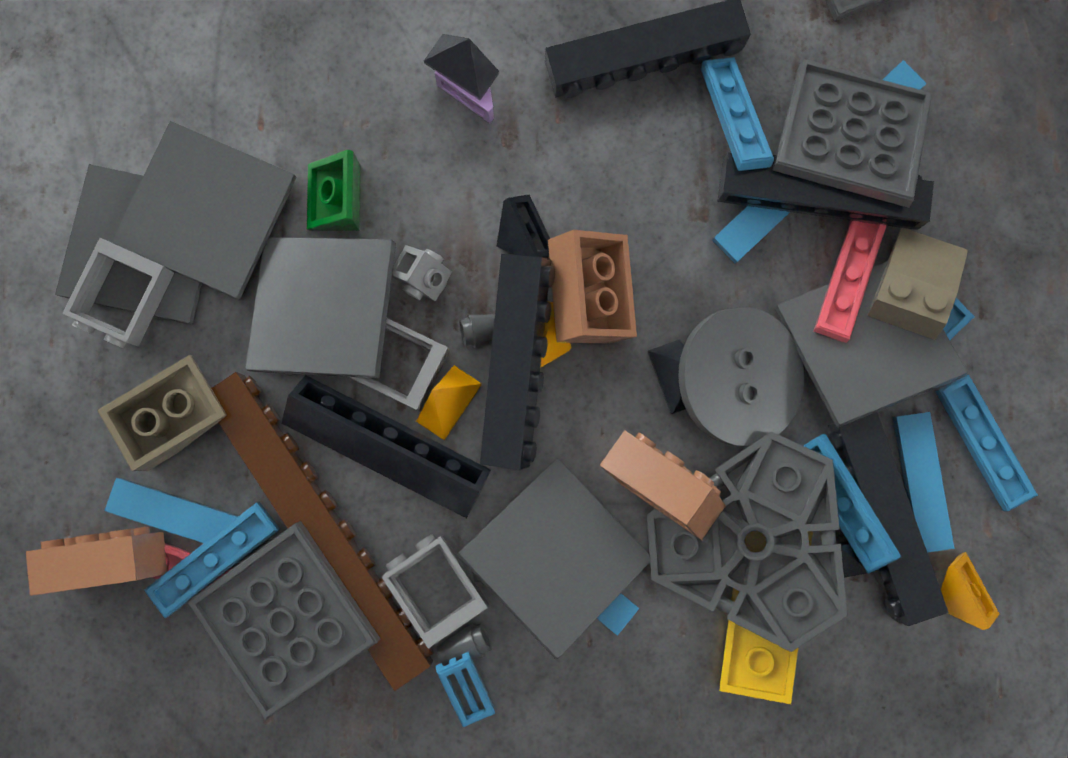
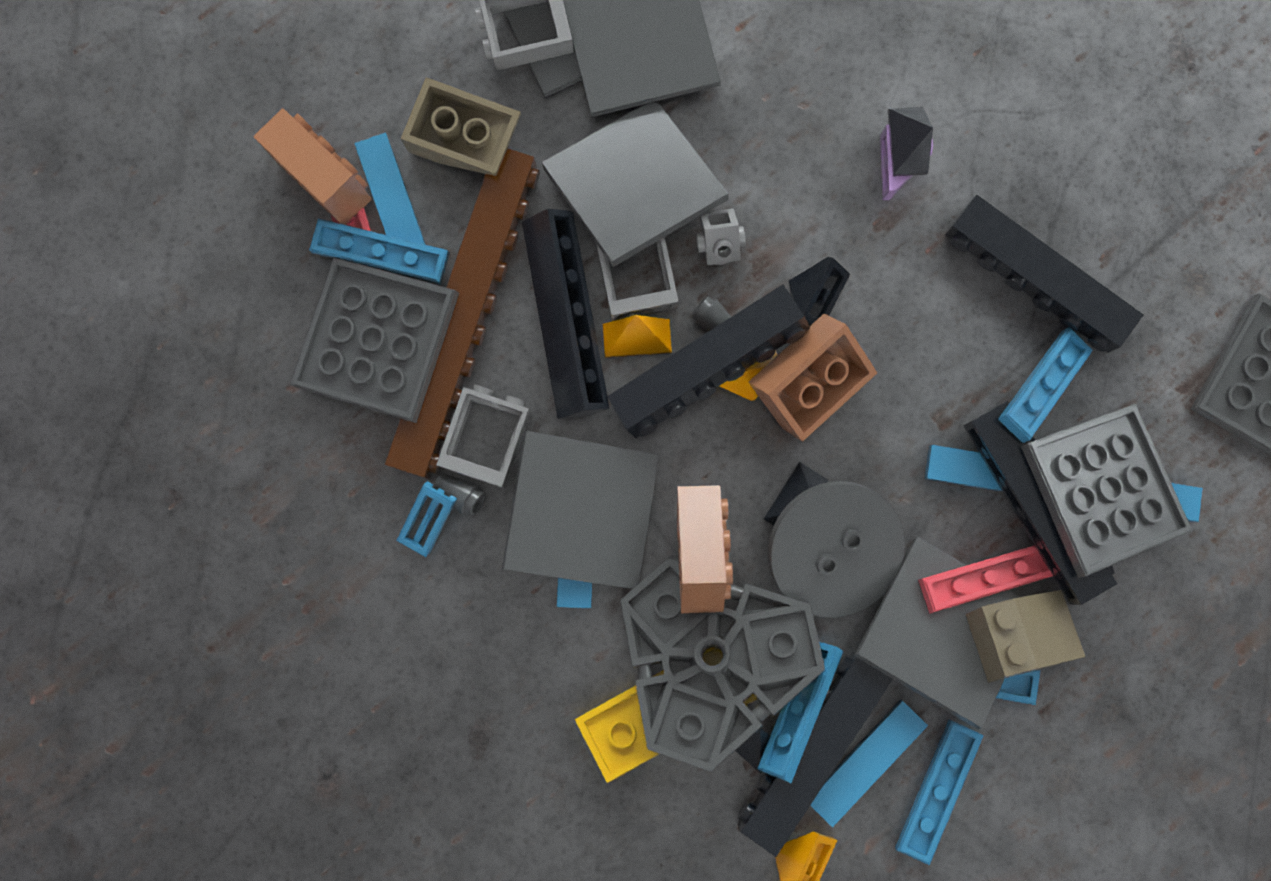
camera: 60 degrees right, 0 degrees up
(334, 193) = (731, 123): green slope -> none

